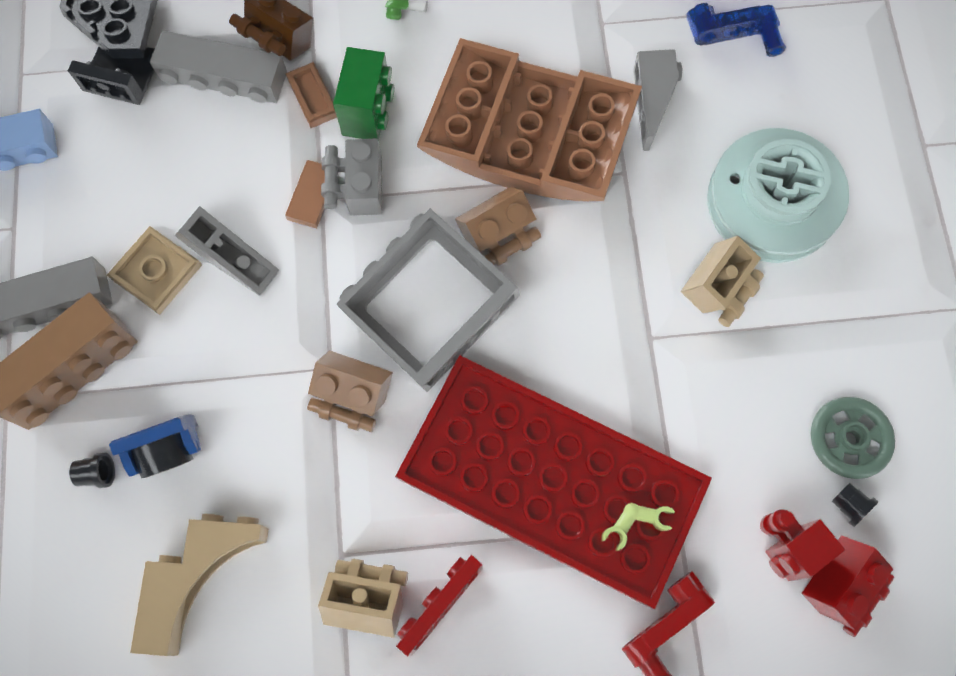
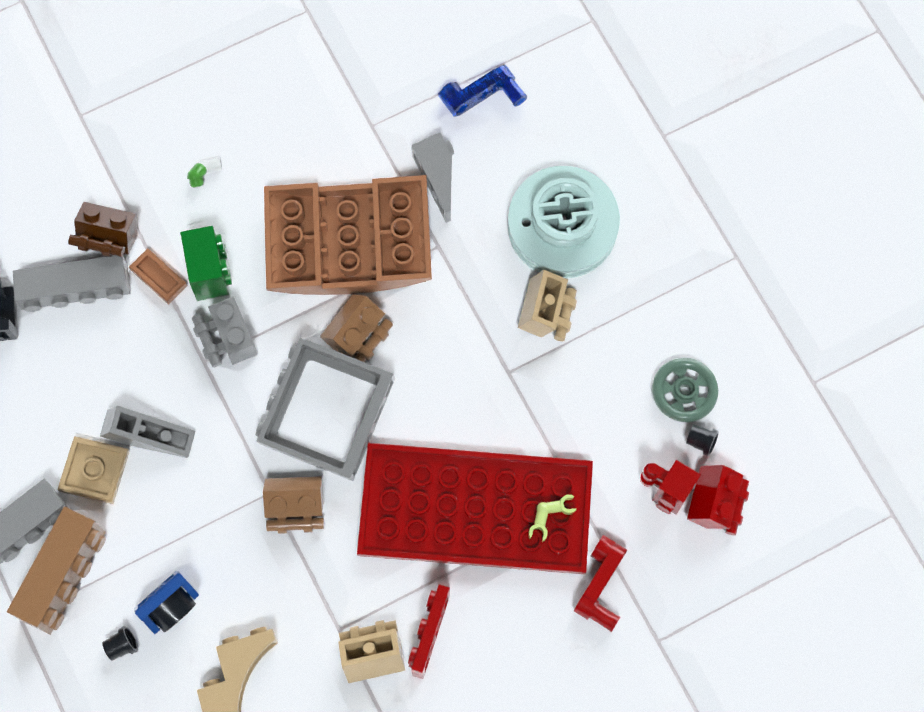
camera: 25 degrees left, 0 degrees up
(307, 203) = (194, 366): nougat tile -> none

